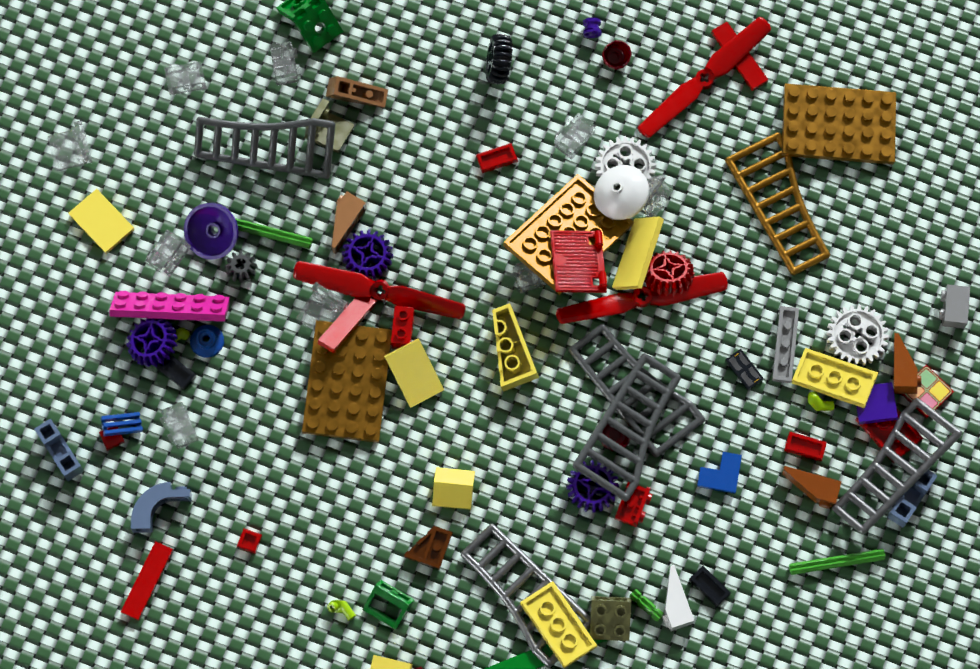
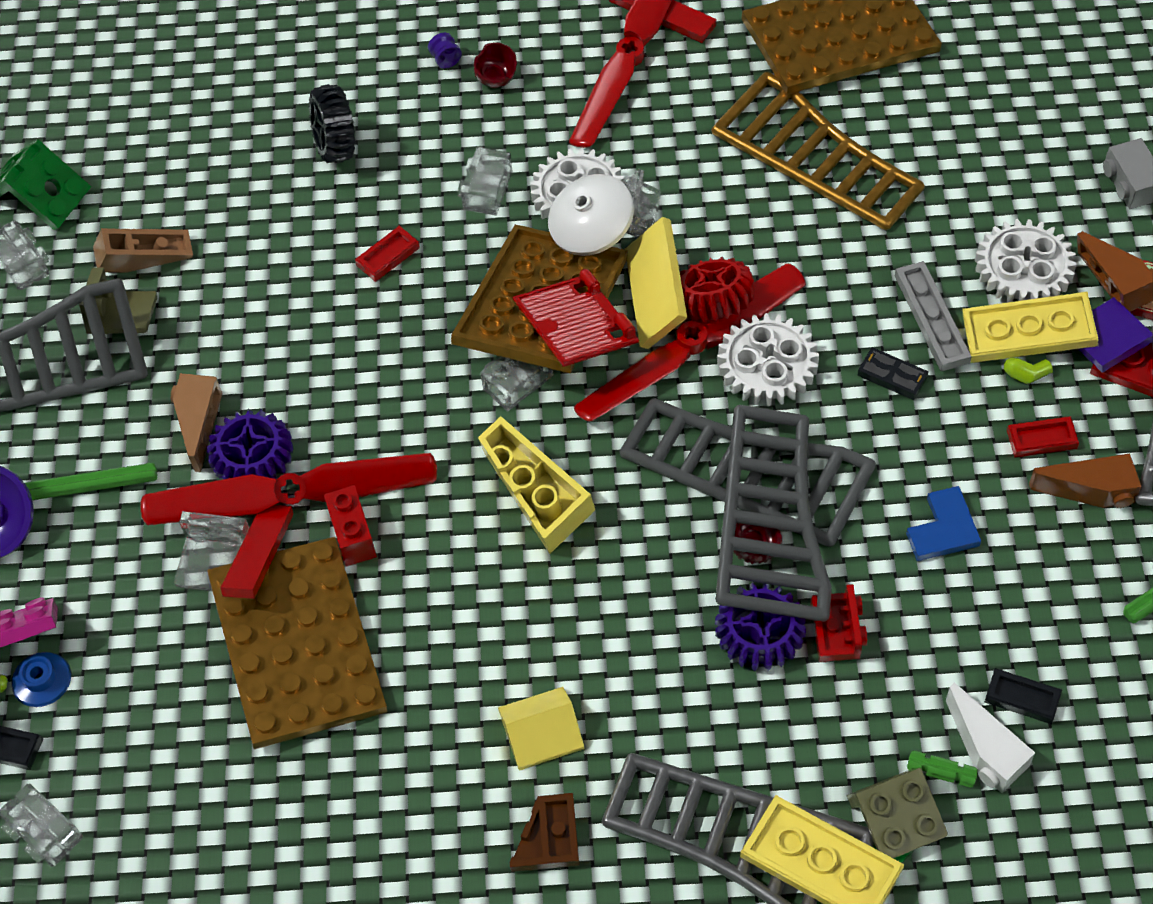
camera: 20 degrees left, 15 degrees down
(236, 272) = (55, 545): dark grey gear -> none
(414, 373) = (397, 580): light yellow tile -> none
(692, 321) = (767, 359): none -> white gear

